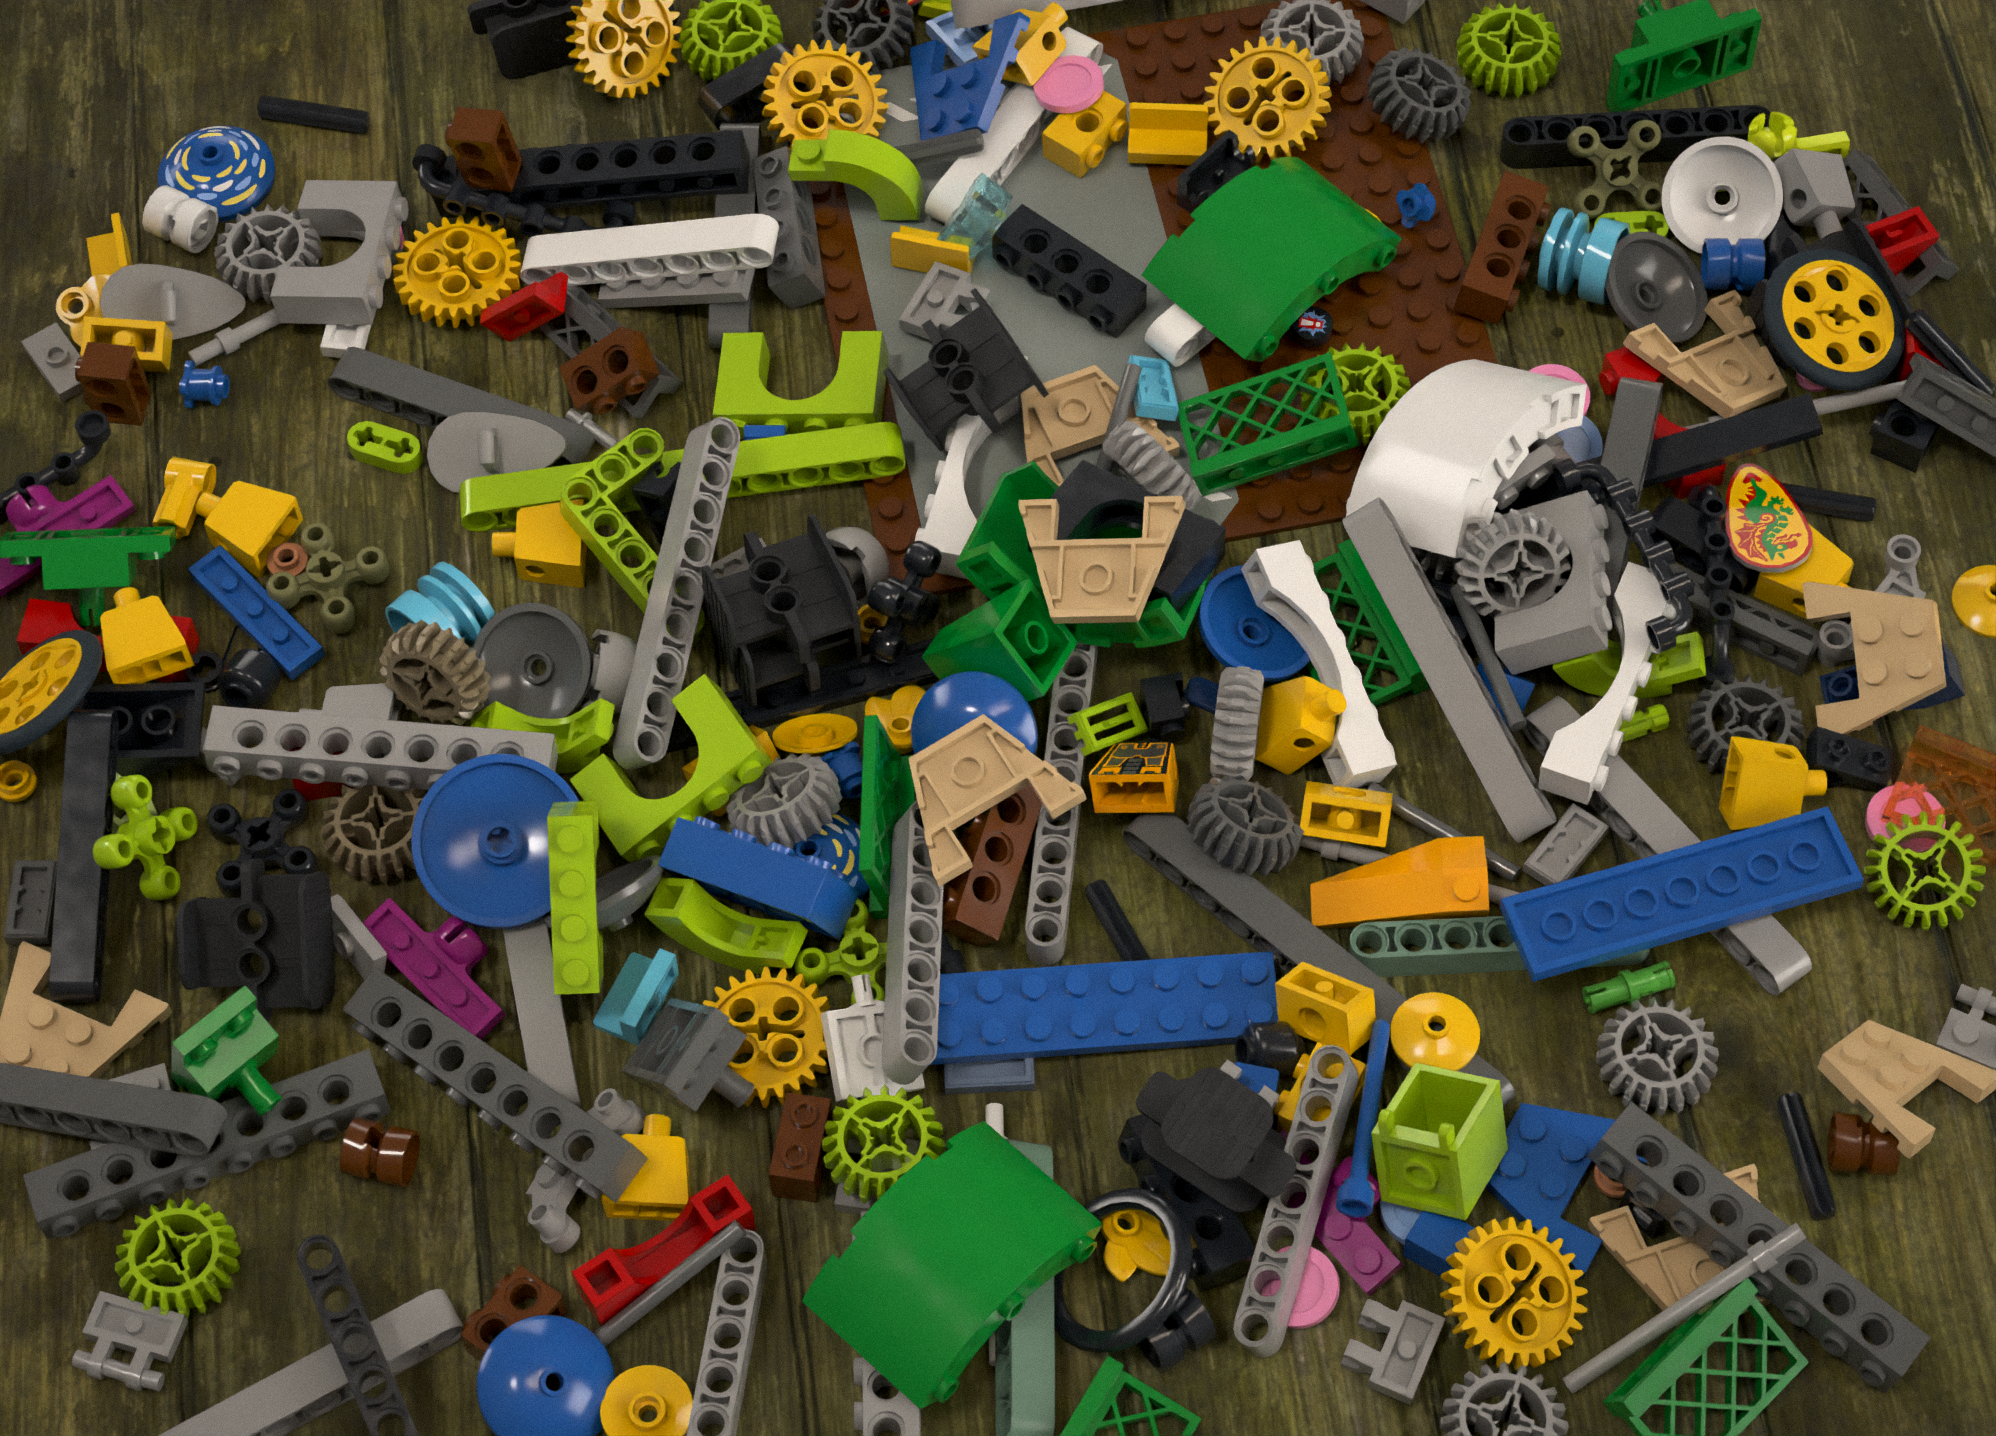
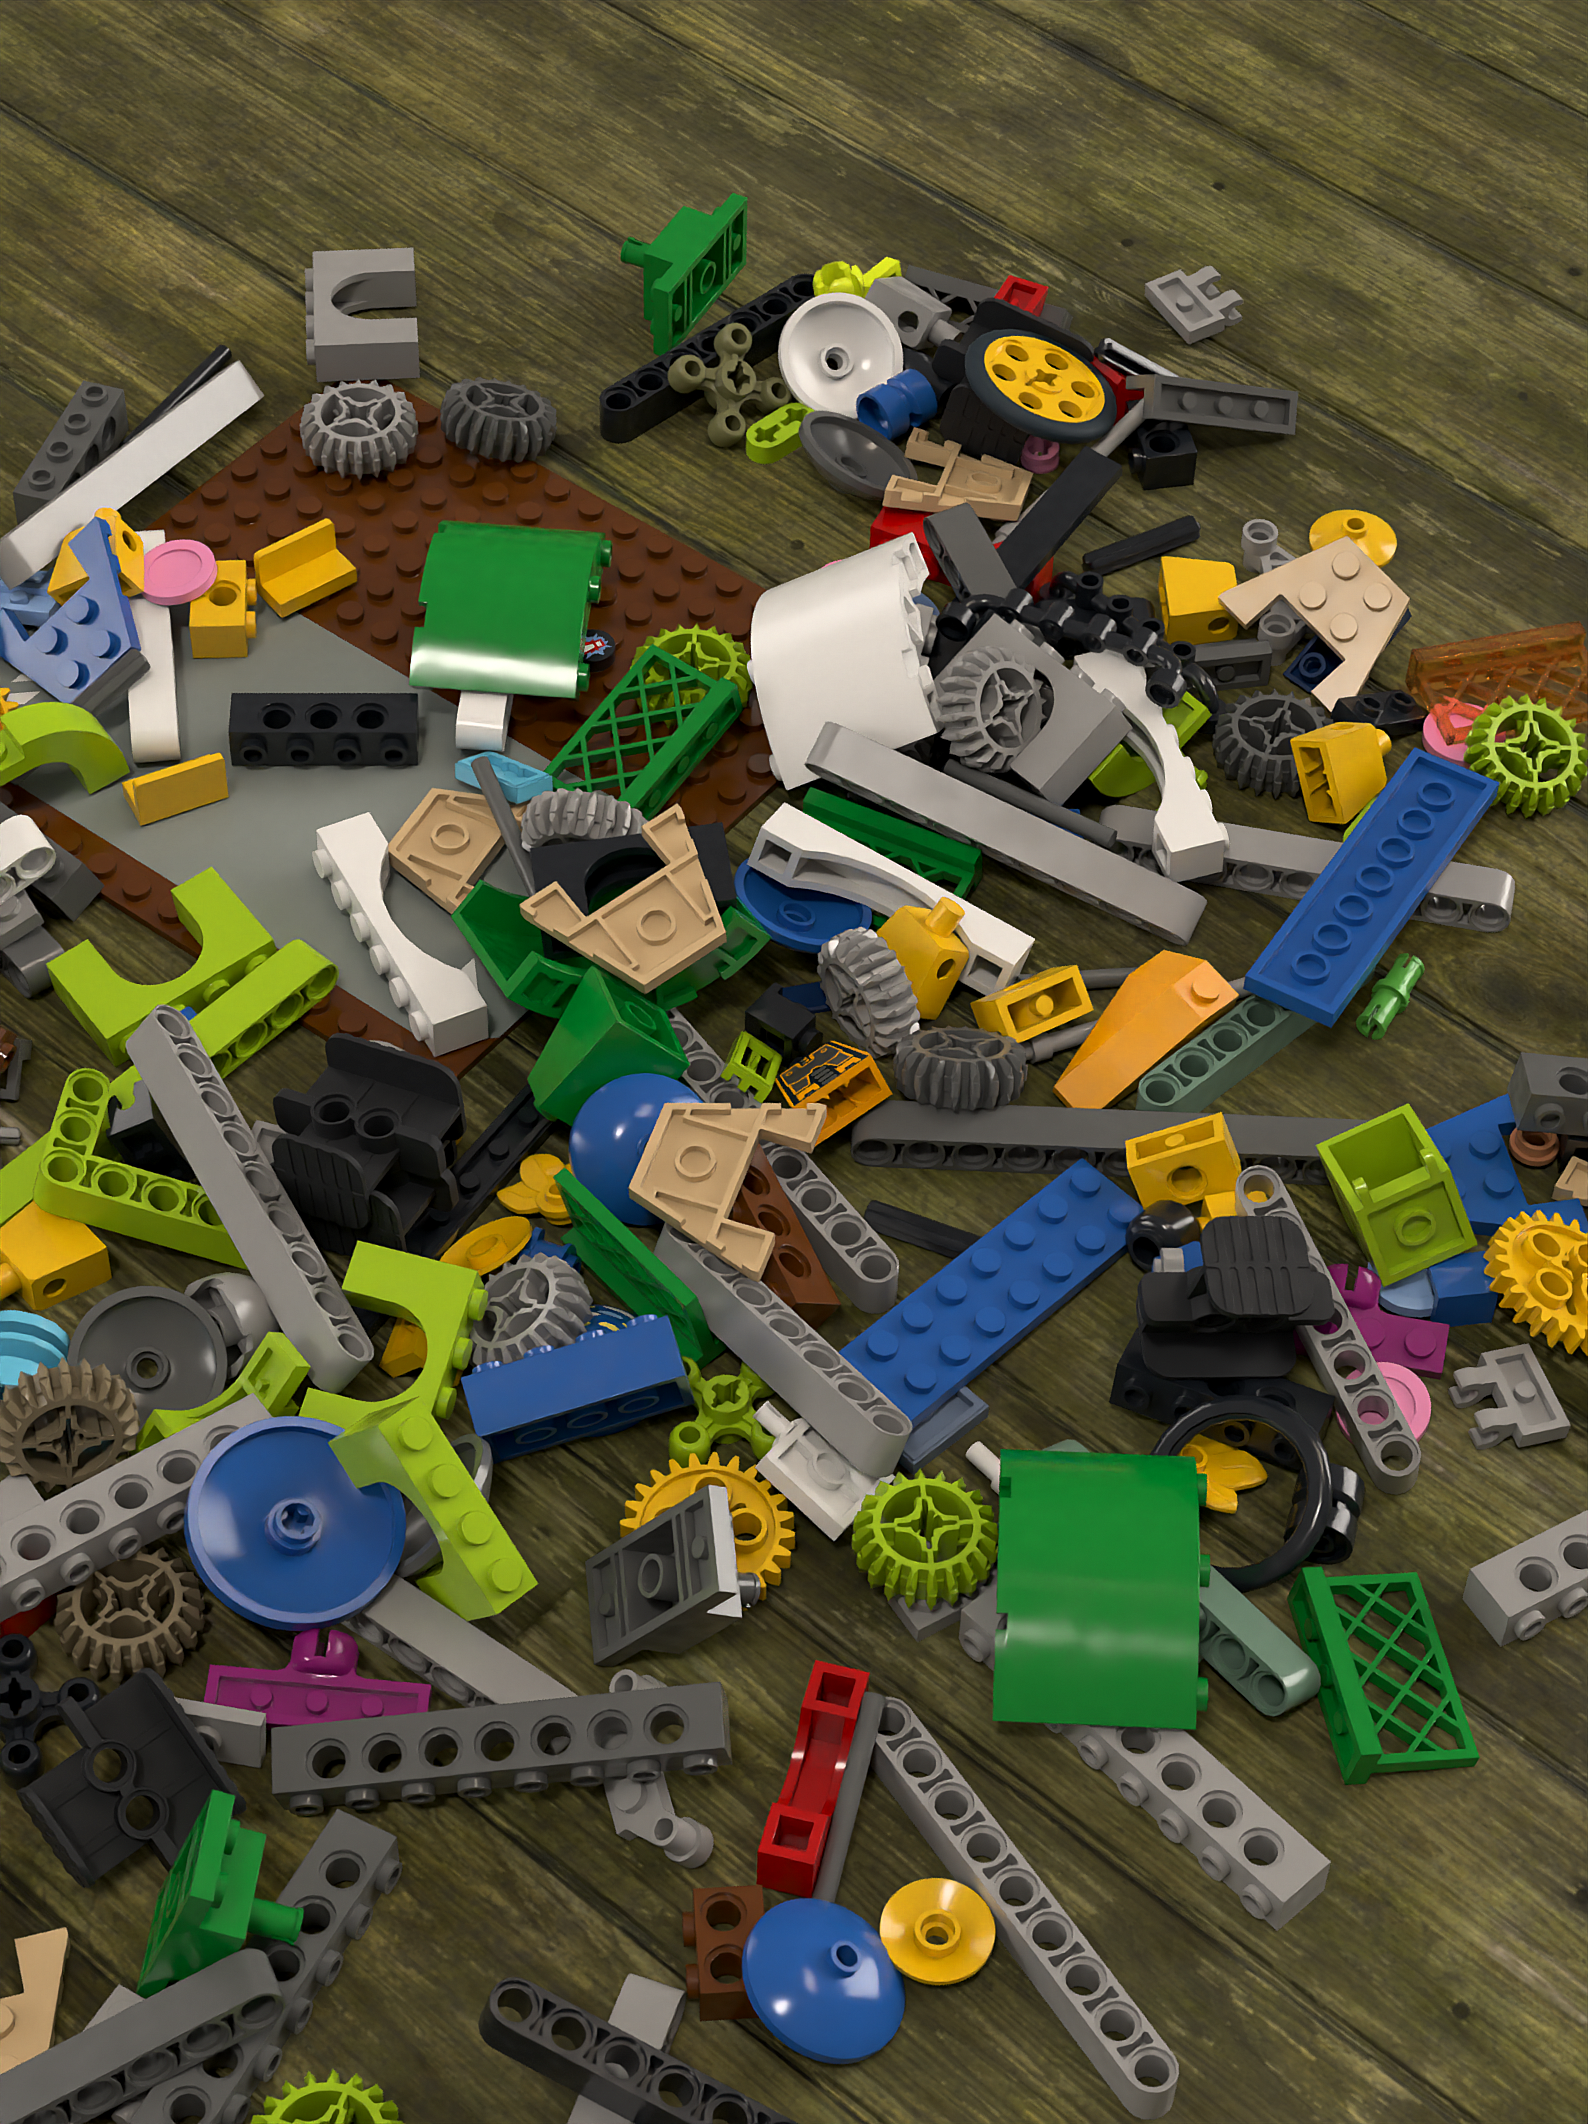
camera: 45 degrees left, 10 degrees down
(373, 1150) = (439, 1898): reddish brown wheel -> none
(637, 996) = (555, 1605): medium azure panel -> none
(663, 1181) = (758, 1729): yellow torso -> none
(720, 933) = (586, 1473): lime arch -> none
(798, 1151) = (842, 1601): reddish brown brick -> none
(904, 601) = (473, 1073): black gear -> none
(938, 299) = (223, 826): light grey plate -> none
(968, 372) = (341, 820): black piece -> none
(977, 215) = (201, 724): clear light blue brick -> none
(1212, 171) = (386, 581): black hinge -> none
(1241, 80) = (413, 493): yellow gear -> none
(1355, 1196) = (1373, 1285): blue piece -> none
(1416, 205) = (599, 504): blue plate -> none
(1444, 1049) = (1288, 1123): yellow dish -> none
(1501, 249) = (694, 498): reddish brown brick -> none
(1532, 54) = (535, 348): lime gear -> none
(1566, 846) = (1230, 923): light grey plate -> none
(1575, 254) = (784, 459): medium azure wheel -> none
(1668, 1037) = (1470, 1029): light grey gear -> none
(1765, 522) = (1148, 576): shield -> none

